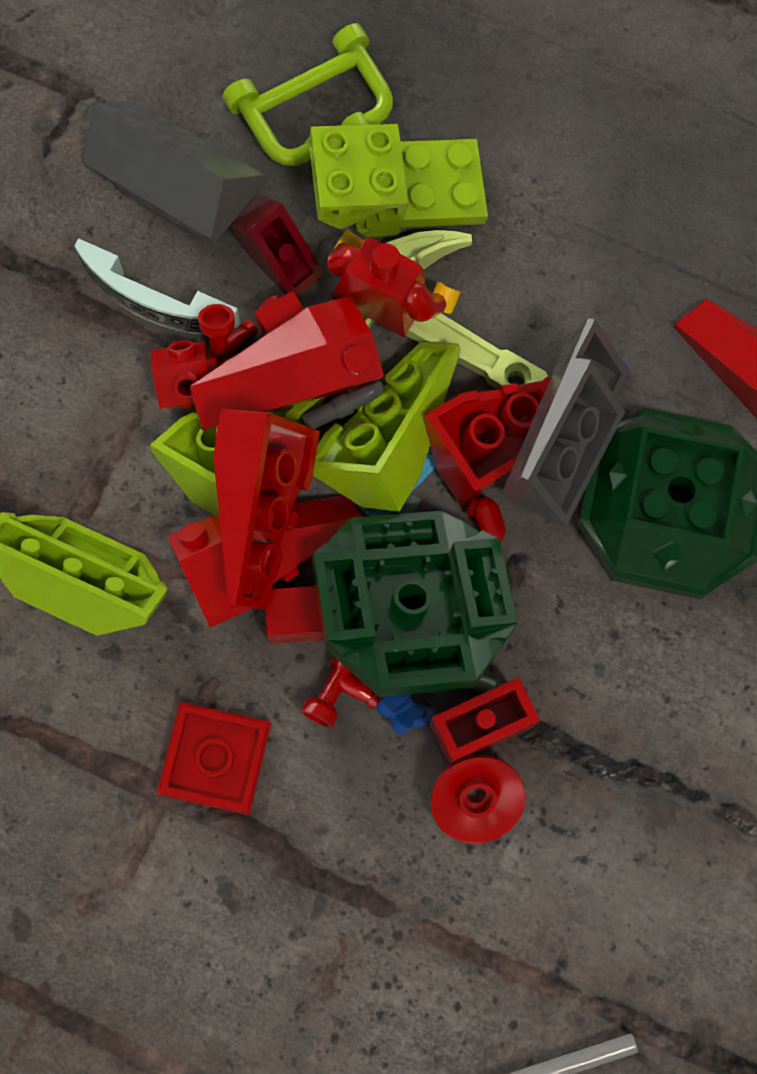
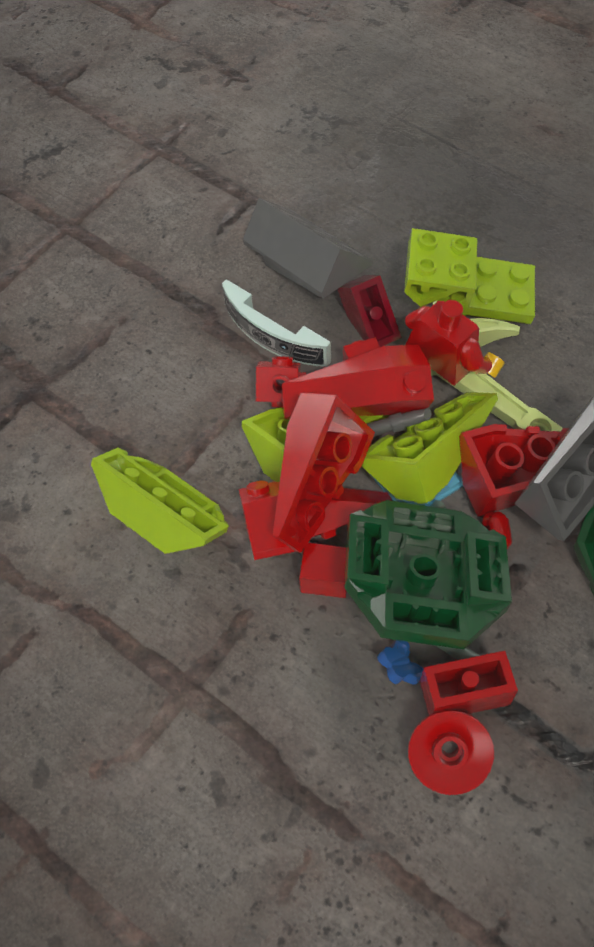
camera: 20 degrees right, 15 degrees down
(214, 758) = (234, 672): red tile -> none
(218, 324) = (313, 347): red piece -> none
(322, 709) = (330, 649): red piece -> none
(350, 43) = (367, 218): lime bar -> none

